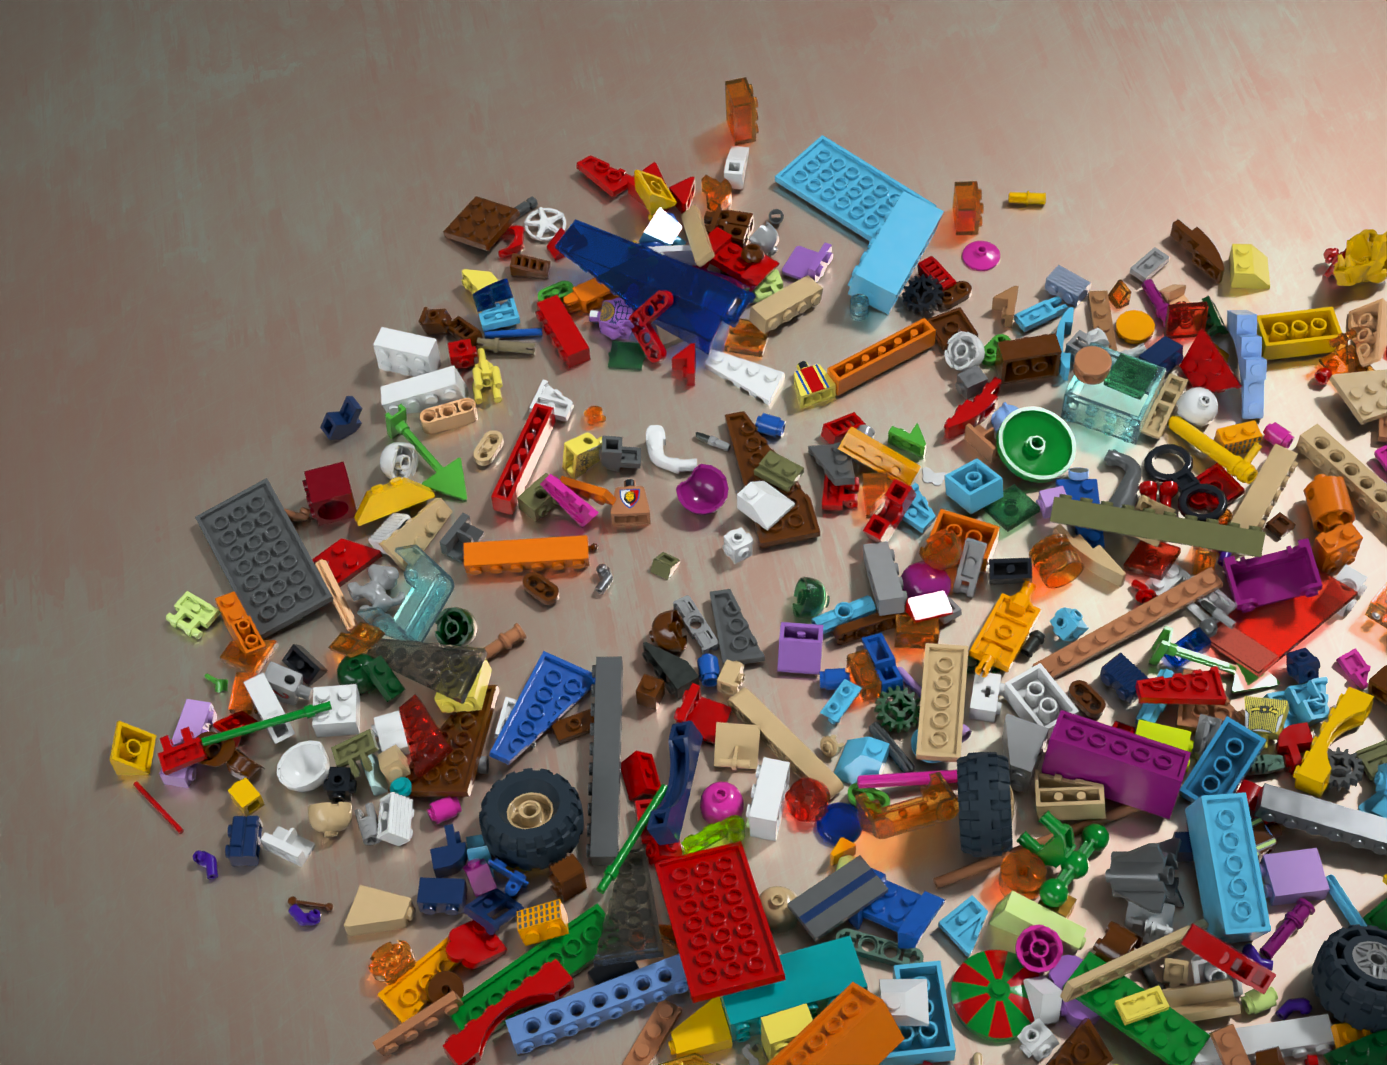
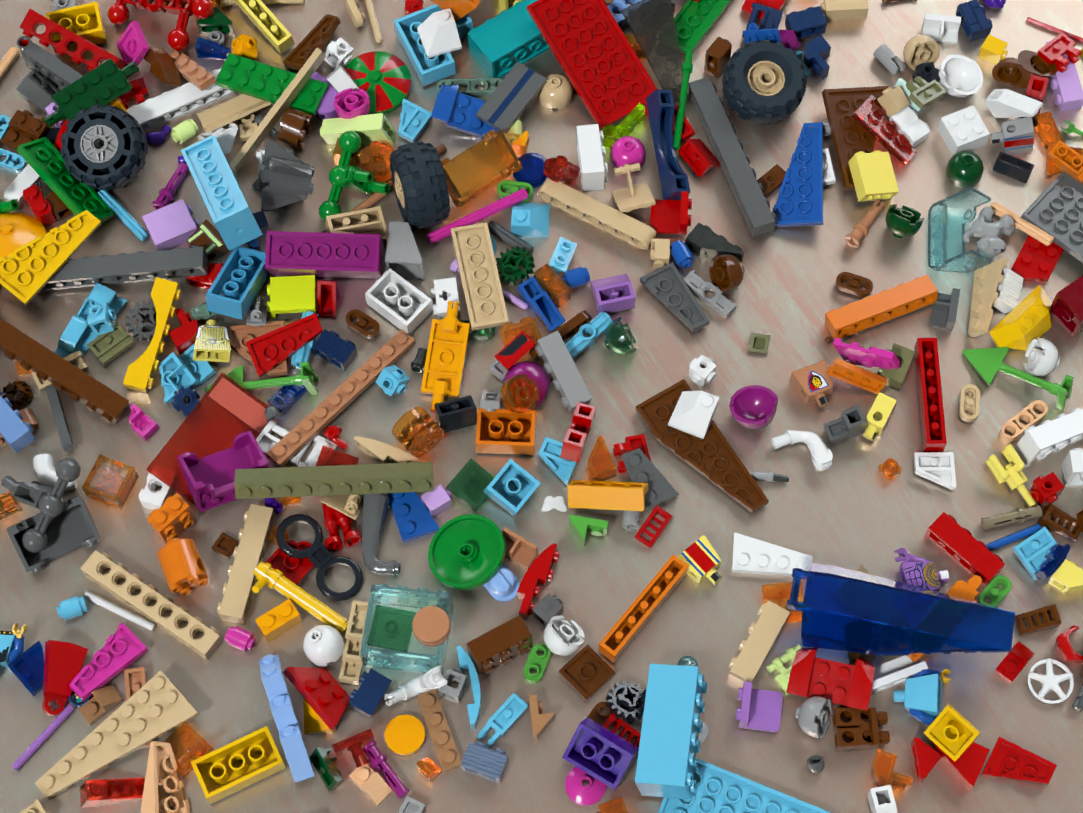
camera: 160 degrees right, 10 degrees up
(309, 711) = (980, 106): green bar -> none
(358, 641) = (983, 181): clear orange slope -> none
(383, 678) = (940, 164): dark green plate -> none
(395, 819) = (869, 63): white brick -> none
(401, 786) = (877, 84): teal plate -> none
(437, 666) = (903, 177): clear smoke wing -> none
(444, 809) = (839, 81): dark pink brick -> none
(542, 922) = (722, 24): light orange brick -> none
(605, 578) = (803, 311): flat silver arm -> none
(626, 356) = (887, 543): clear green piece -> none
(646, 320) = (882, 567): red beam -> none
(650, 692) = (721, 220): reddish brown brick -> none
(686, 361) = (828, 552): red slope -> none
(697, 236) = (881, 686): tan tile -> none
(752, 253) = (809, 684): reddish brown plate -> none
(770, 425) = (722, 505): blue brick -> none
(779, 471) = (694, 452): olive plate -> none
(830, 746) = (560, 221): tan plate -> none
(962, 257) = (601, 753): none -> dark purple brick
(1078, 473) = (420, 539): light blue tile -> none
(1142, 1005) = (267, 77): light yellow plate -> none
(1218, 614) = (265, 426): light grey piece -> none
(1228, 959) = (211, 122): red slope -> none
(1323, 375) = (205, 729): red hinge -> none

